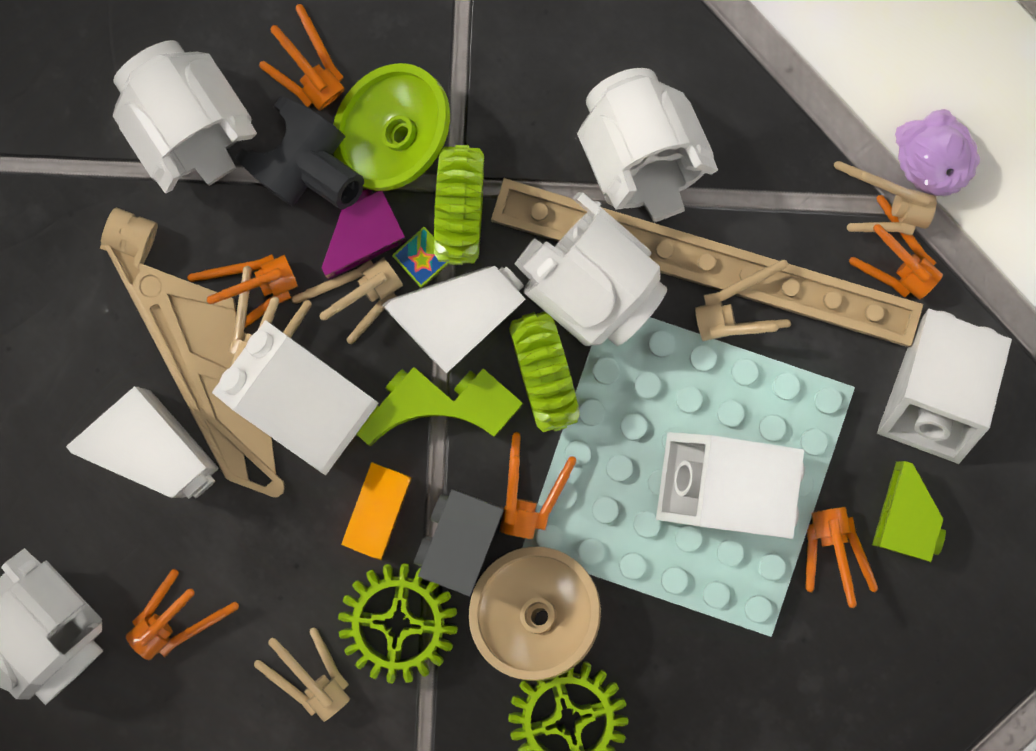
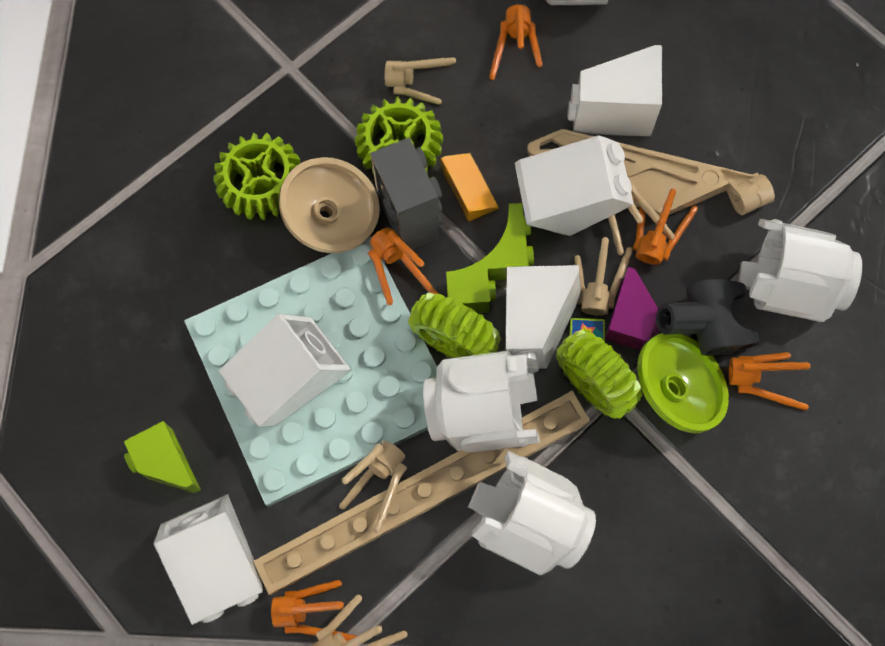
camera: 140 degrees right, 15 degrees down
(833, 529) = (203, 411): orange plant -> none

